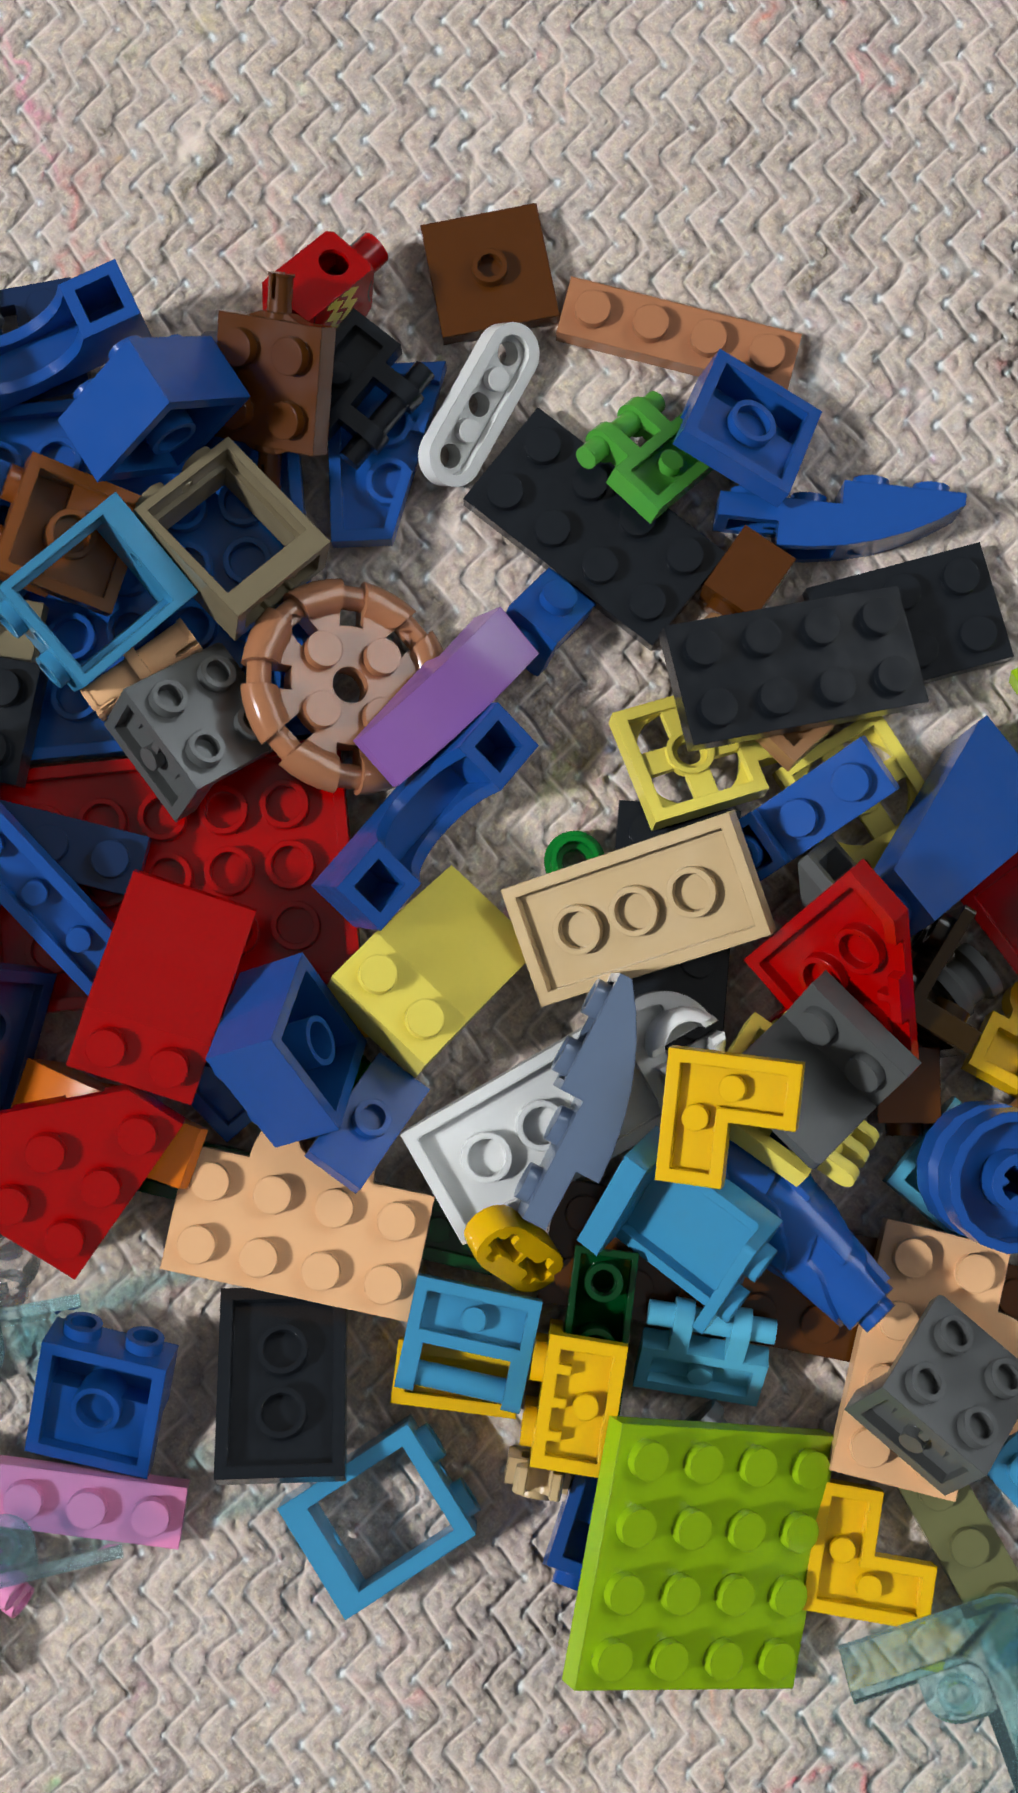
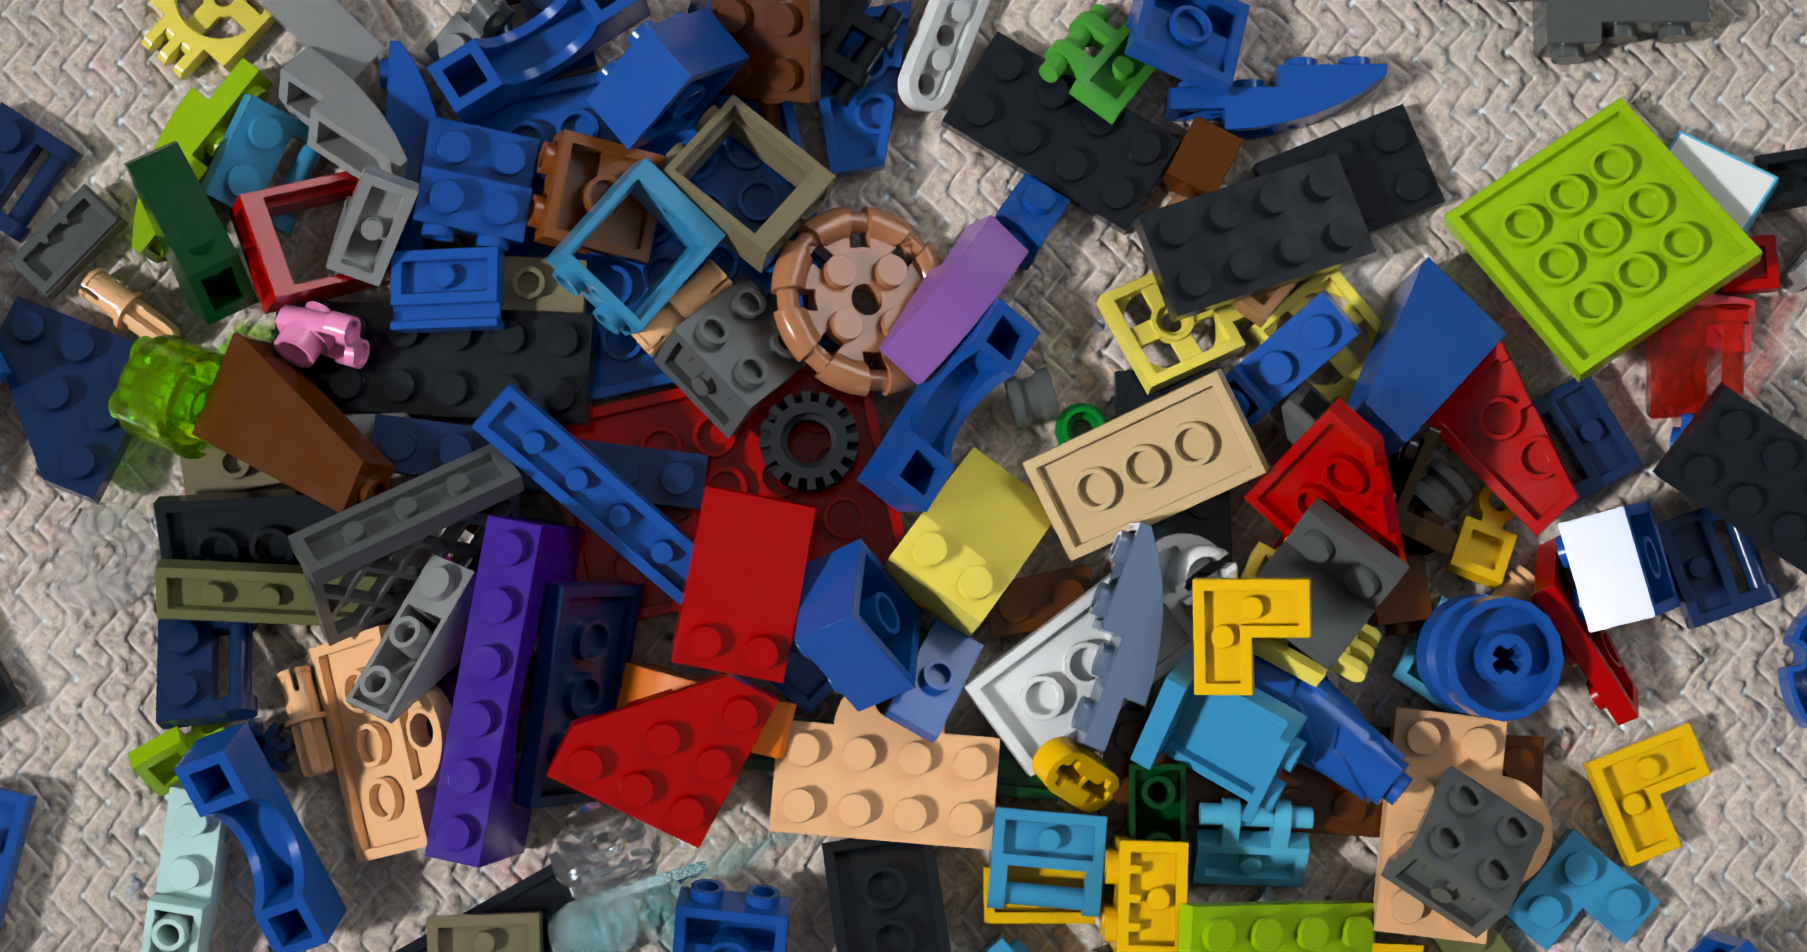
camera: 10 degrees left, 0 degrees up
(243, 805) = (806, 408): none -> black tyre
(497, 1044) = (1036, 599): none -> reddish brown plate
(522, 819) = (1032, 398): none -> dark grey wheel

